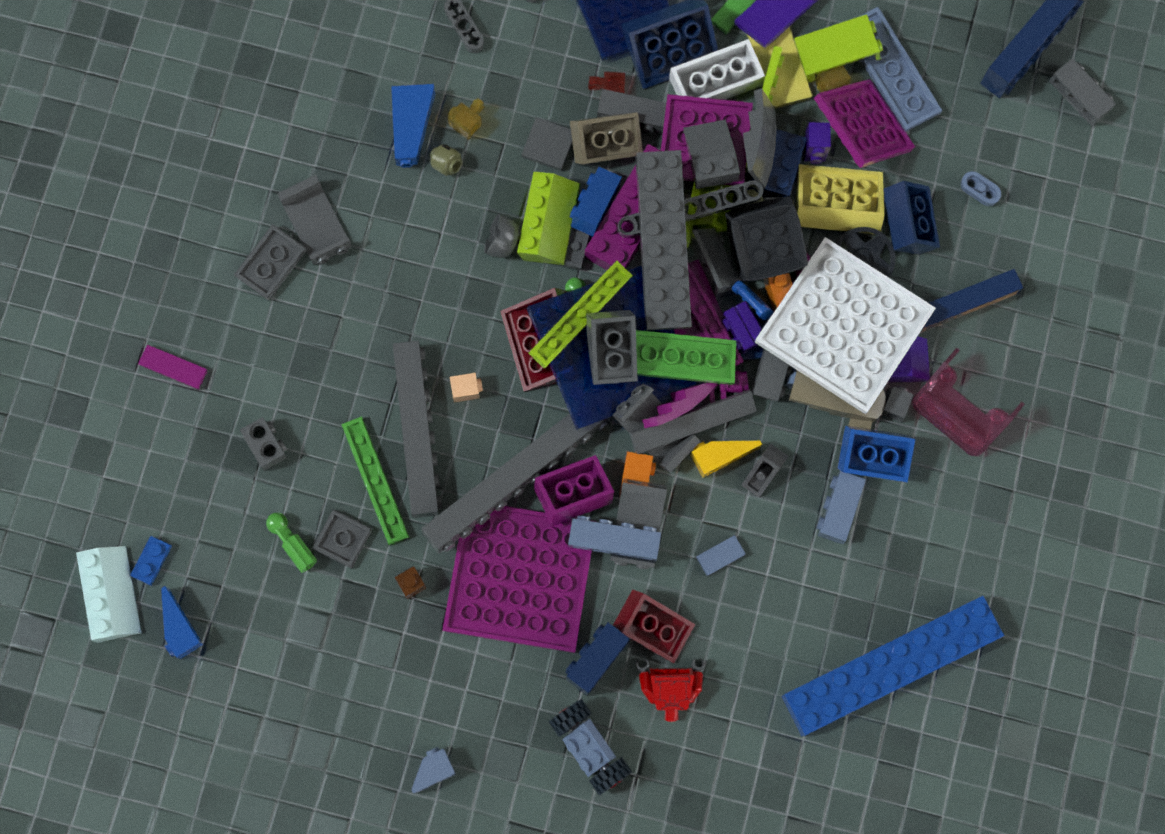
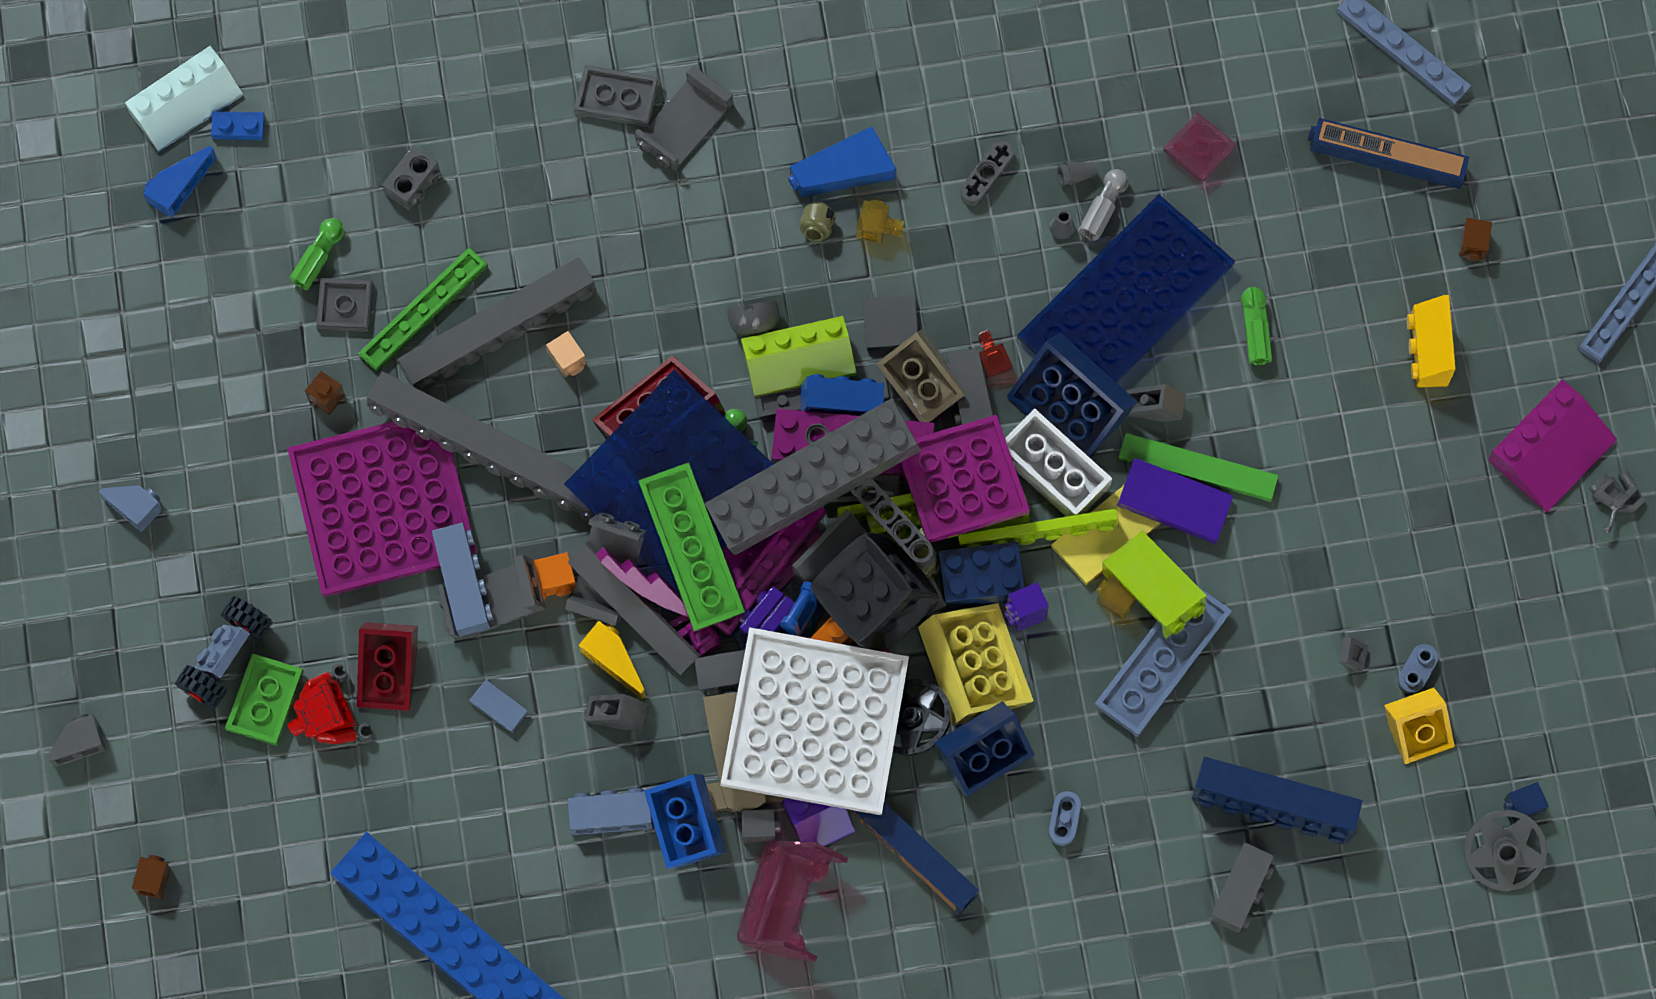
camera: 70 degrees right, 5 degrees down
(172, 367) = (456, 51): magenta tile -> none
(573, 490) = (497, 513): magenta brick -> none
(575, 318) = (689, 427): lime plate -> none
(596, 658) = (320, 617): dark blue brick -> none
(612, 346) = (665, 473): dark grey slope -> none
(638, 731) = (264, 699): none -> bright green plate
(711, 154) = (943, 488): dark grey slope -> none
(761, 140) = (989, 536): dark grey slope -> none
(864, 123) = (1073, 648): magenta plate -> none

